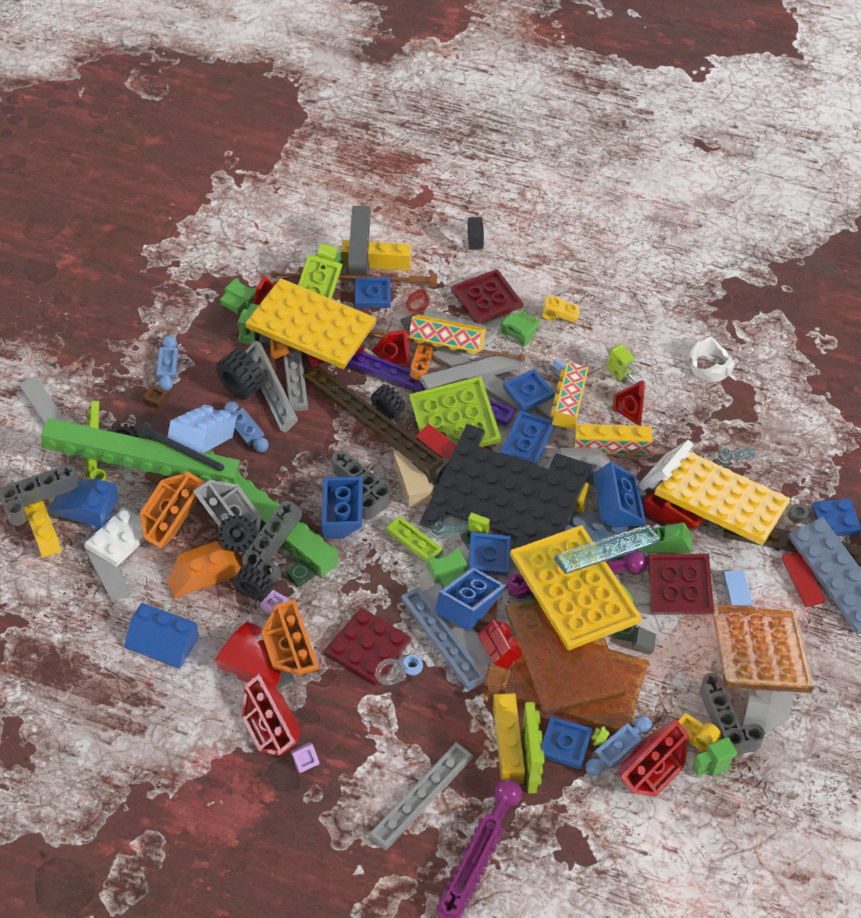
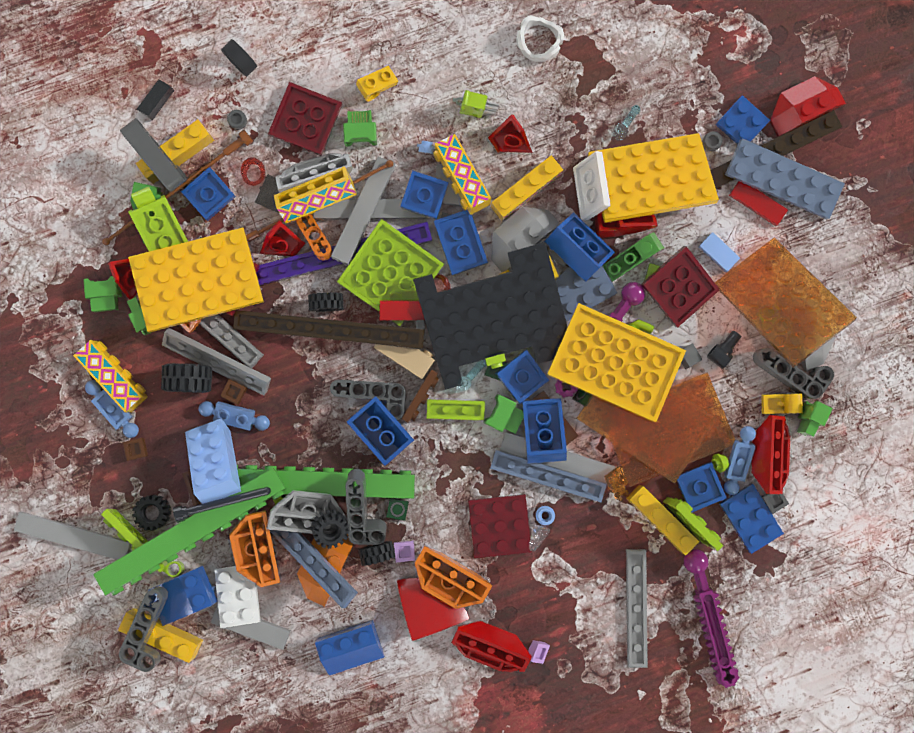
camera: 40 degrees left, 35 degrees up
(189, 344) = (110, 375): none -> brick
(201, 545) = (317, 566): none -> sand blue plate
(262, 412) = (233, 391): none -> reddish brown plate
(389, 512) = (421, 397): none -> reddish brown plate
(394, 224) = (155, 99): none -> black slope
(438, 267) = (237, 119): none -> dark grey tile
(500, 644) = (596, 451): red brick -> none
(590, 804) = (751, 518): none -> blue plate
(606, 549) = (617, 313): clear light blue plate -> none
(624, 803) = (775, 502): none -> dark grey plate
(675, 659) = (721, 353): none -> black pin

